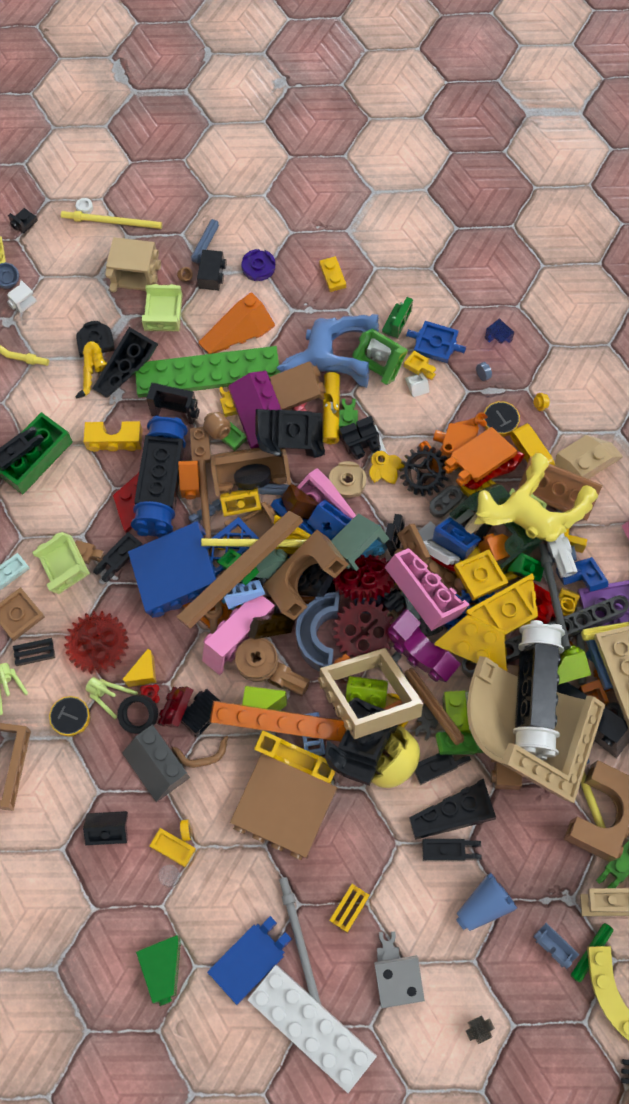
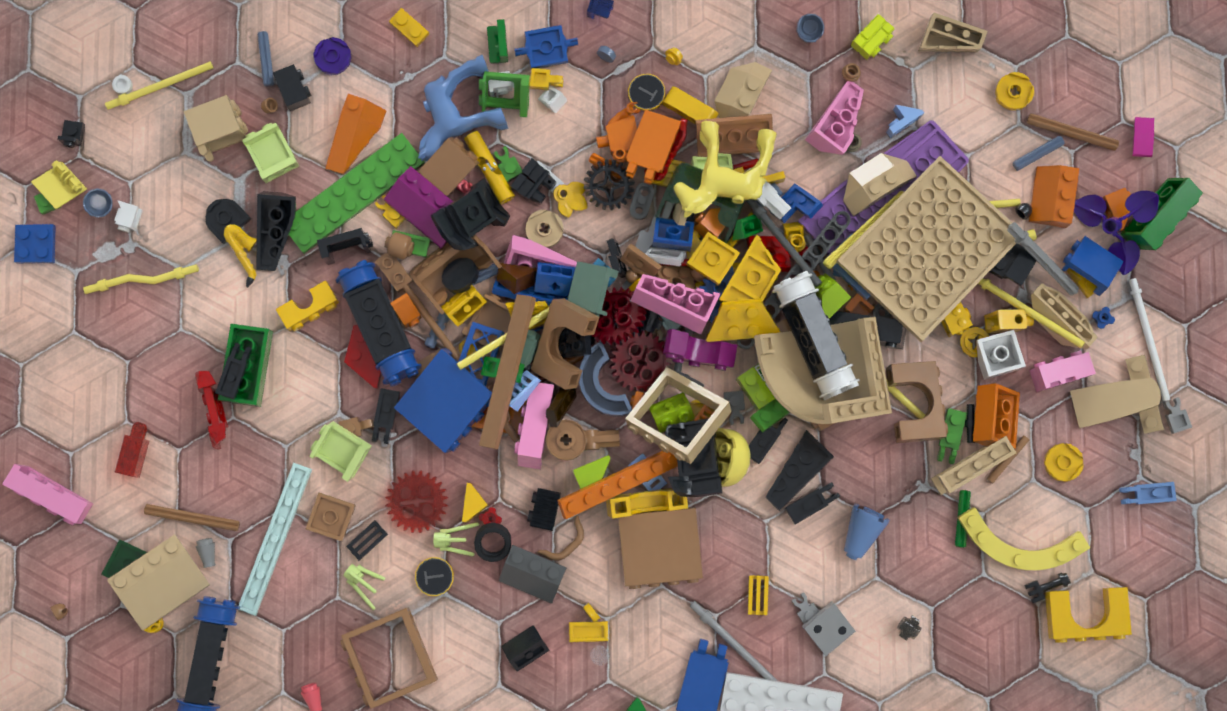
camera: 35 degrees left, 15 degrees up
(175, 706) = (520, 518): dark red plate -> none
(434, 706) = (735, 394): medium nougat axle -> none
(556, 945) = (927, 529): sand blue hinge -> none

